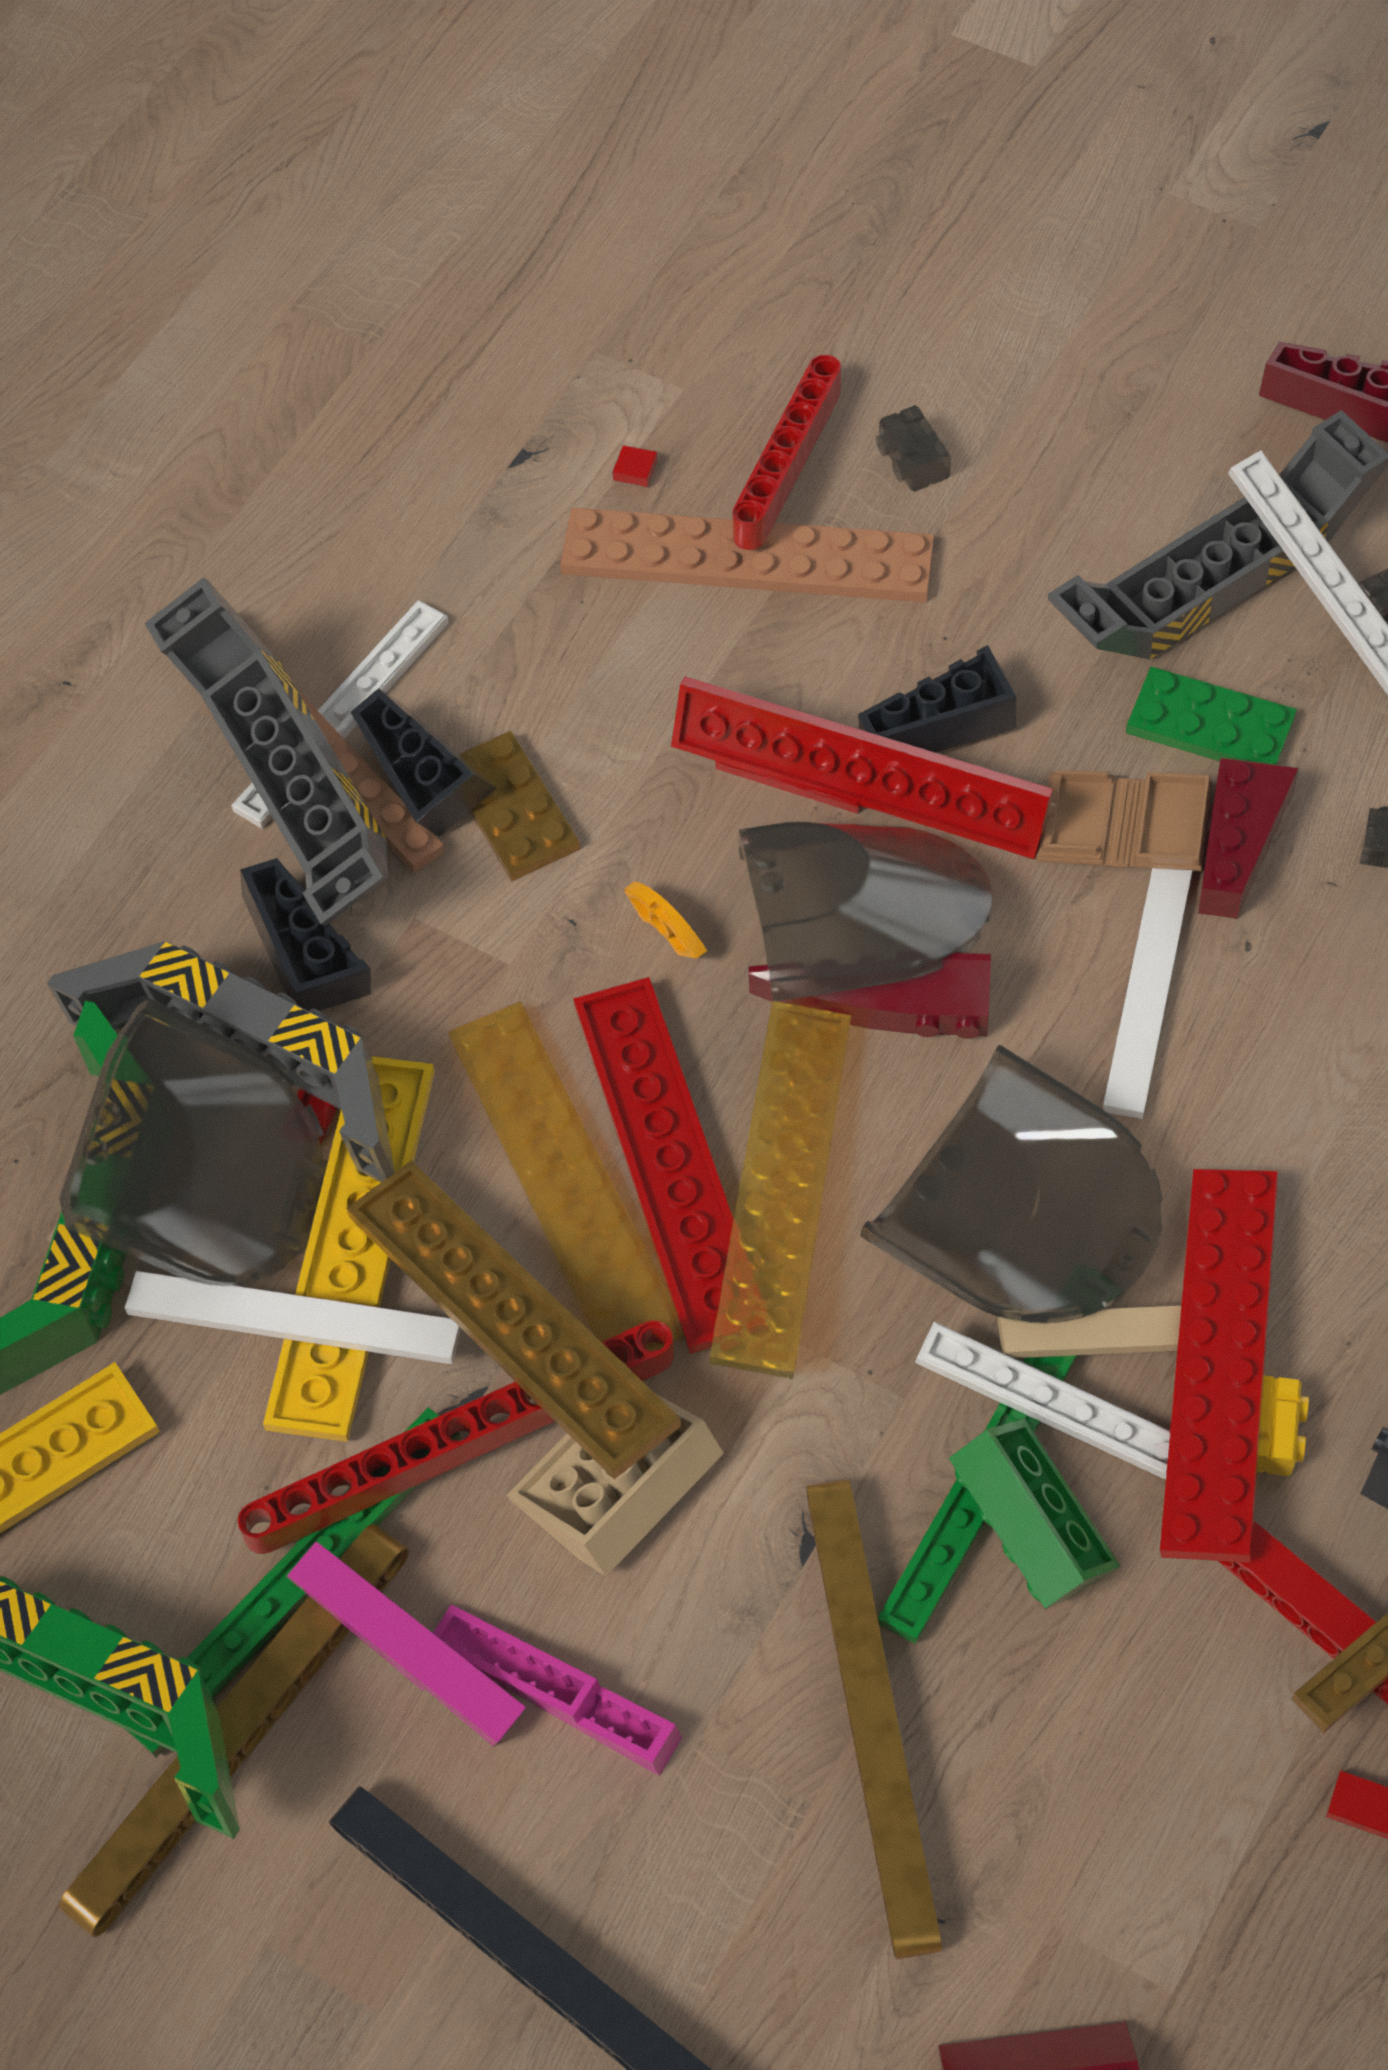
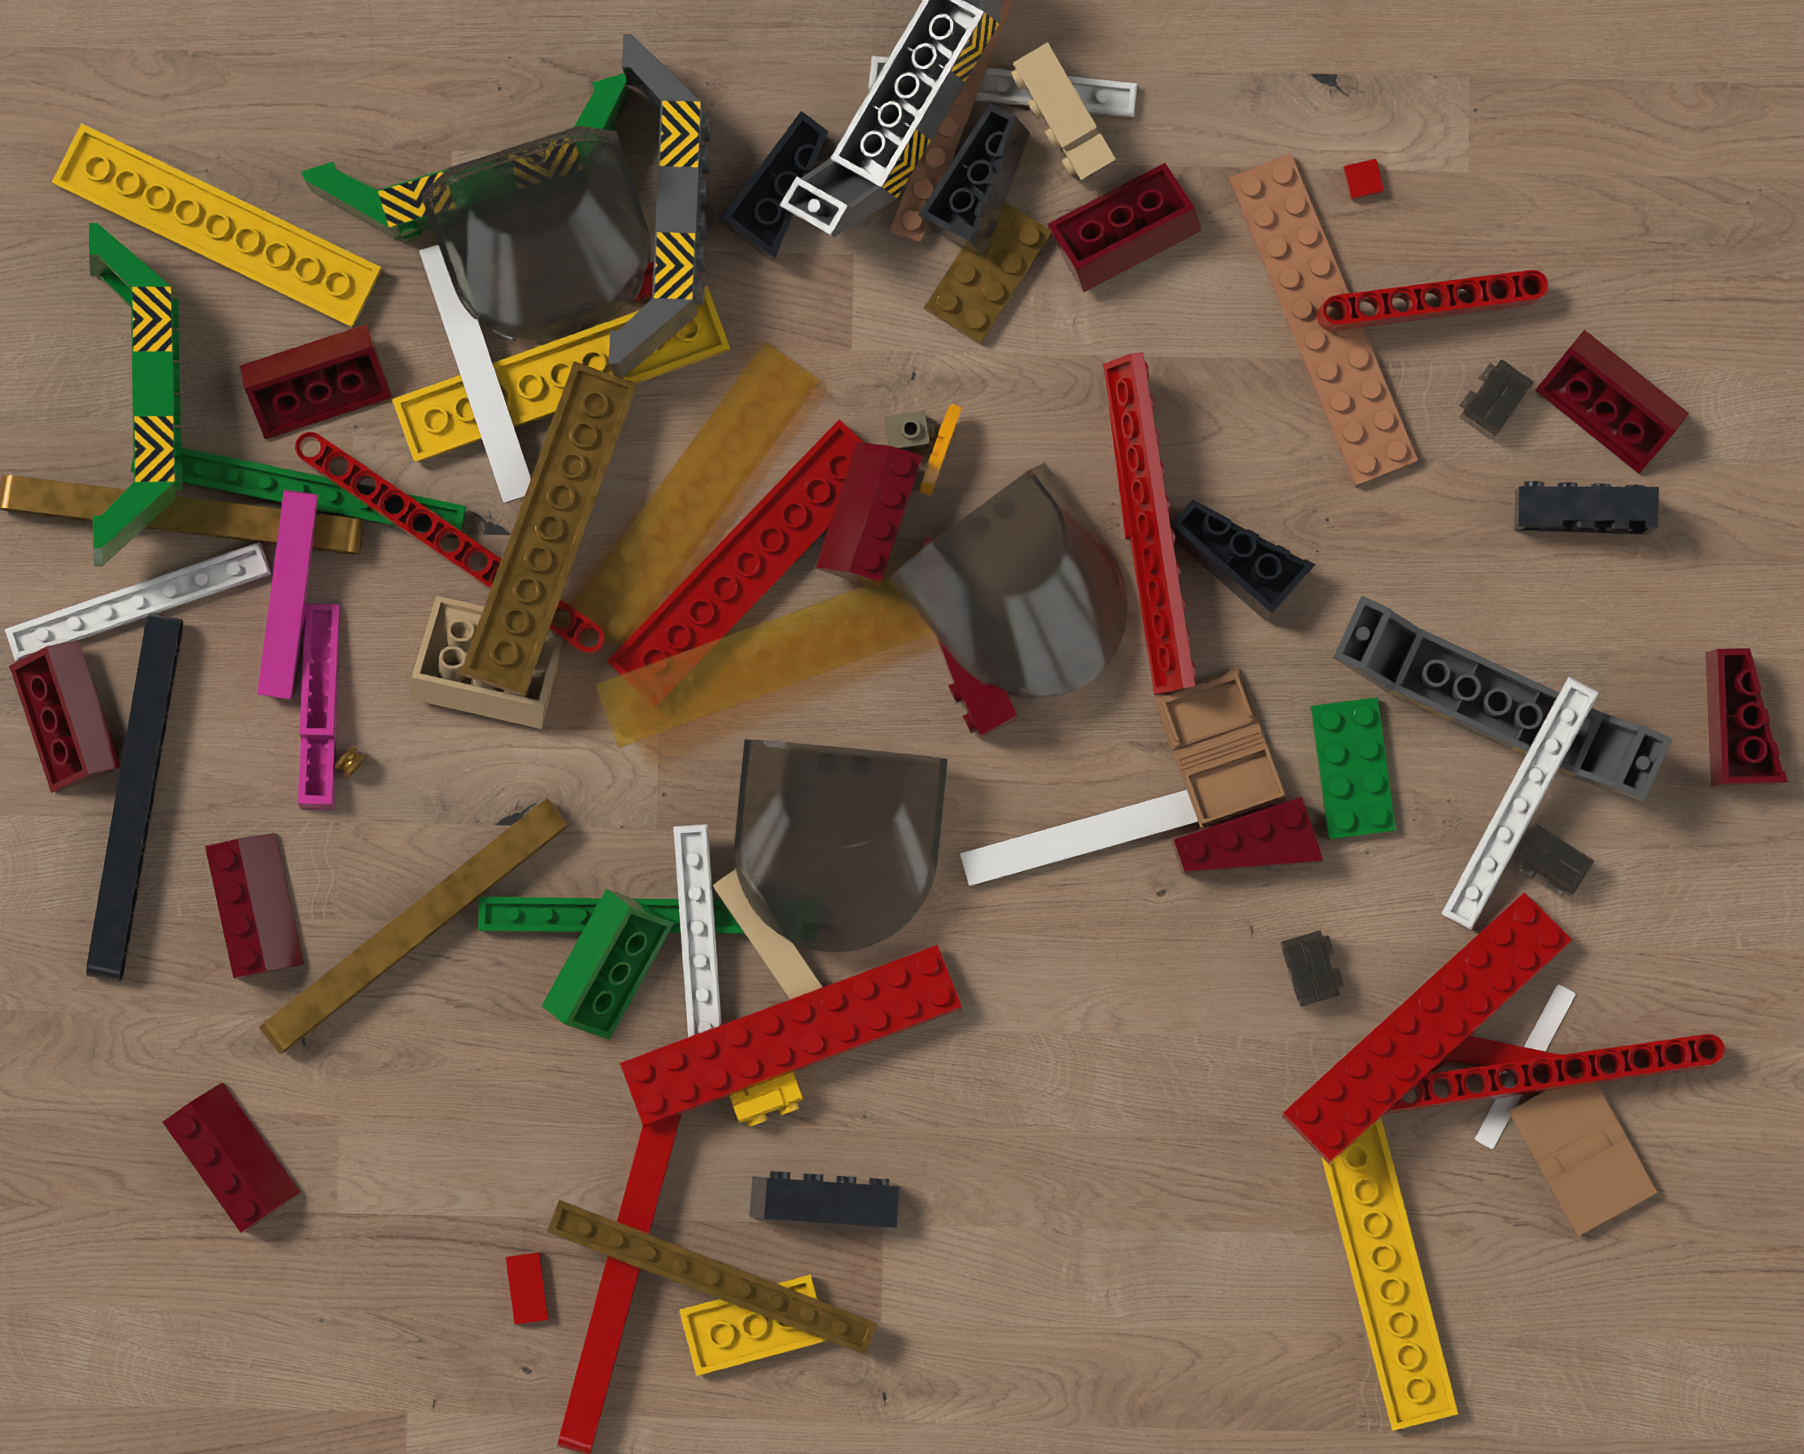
camera: 55 degrees right, 25 degrees up
(190, 1496) = (315, 381): none -> dark red slope
(304, 1838) = (140, 600): none -> white tile
(384, 1991) = (64, 715): none -> dark red slope
(402, 652) = (1063, 111): none -> tan piece
(549, 664) = (1125, 227): none -> dark red slope
(627, 944) = (909, 430): none -> dark tan brick
(638, 1682) = (350, 762): none -> pearl gold bush
(692, 1004) = (869, 513): none -> dark red slope
(743, 1887) = (254, 905): none -> dark red slope
(974, 364) = (1612, 401): none -> dark red slope
(1067, 415) = (1586, 509): none -> black wedge

